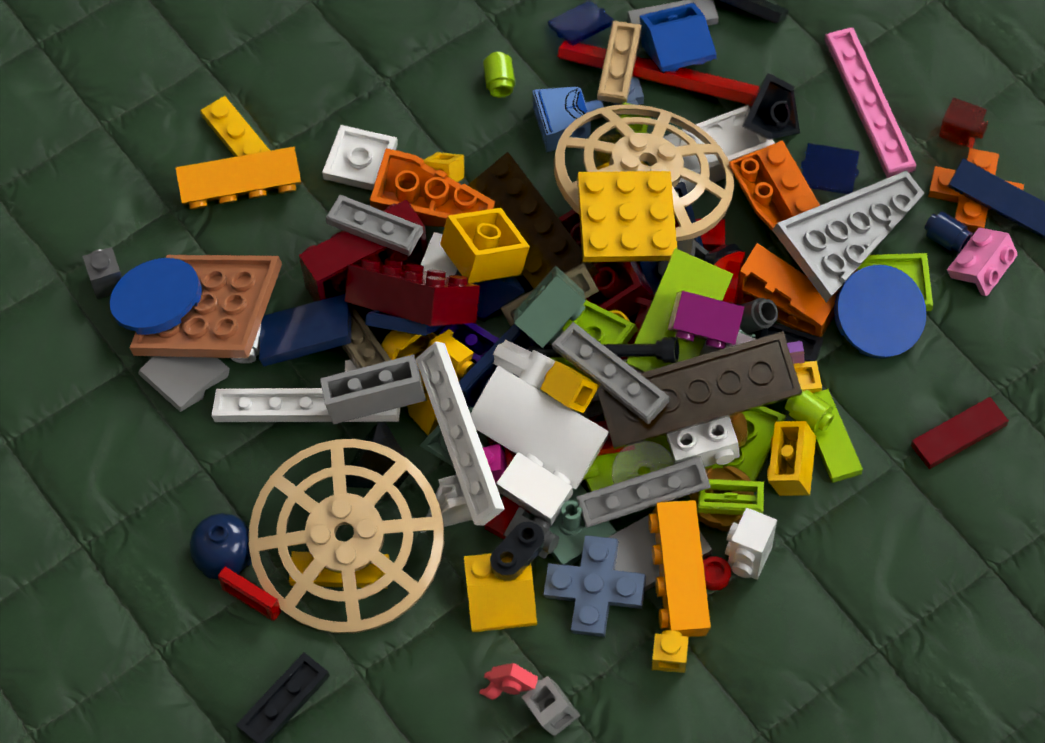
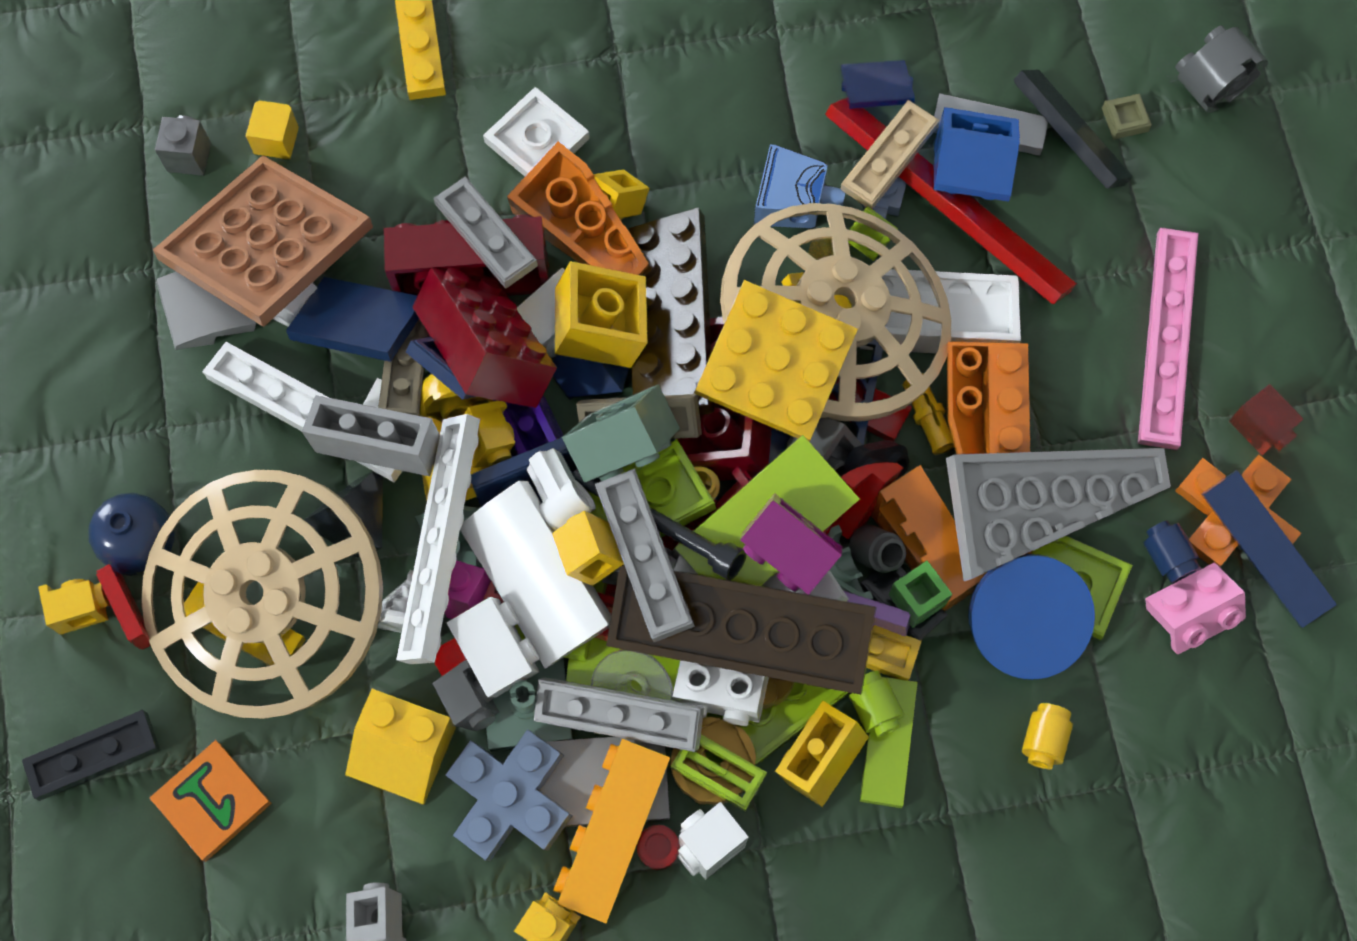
camera: 25 degrees right, 10 degrees up
(155, 295) = (214, 201): blue tile -> none
(164, 234) = (272, 130): none -> yellow piece
(211, 609) = (73, 605): none -> yellow brick
(238, 176) = (387, 98): light orange brick -> none
(386, 691) = (210, 801): none -> orange tile
(499, 74) = (748, 105): lime brick -> none
(508, 679) = (340, 868): coral plate -> none
(519, 549) = (430, 720): black plate -> none
(741, 220) = (930, 416): none -> yellow pin
(773, 110) = (1038, 299): black slope -> none
(802, 324) = (920, 593): none -> bright green brick
(830, 168) = (1074, 400): clear blue piece -> none
(932, 381) = (1047, 736): none -> yellow brick
(959, 432) = (1047, 816): dark red tile -> none

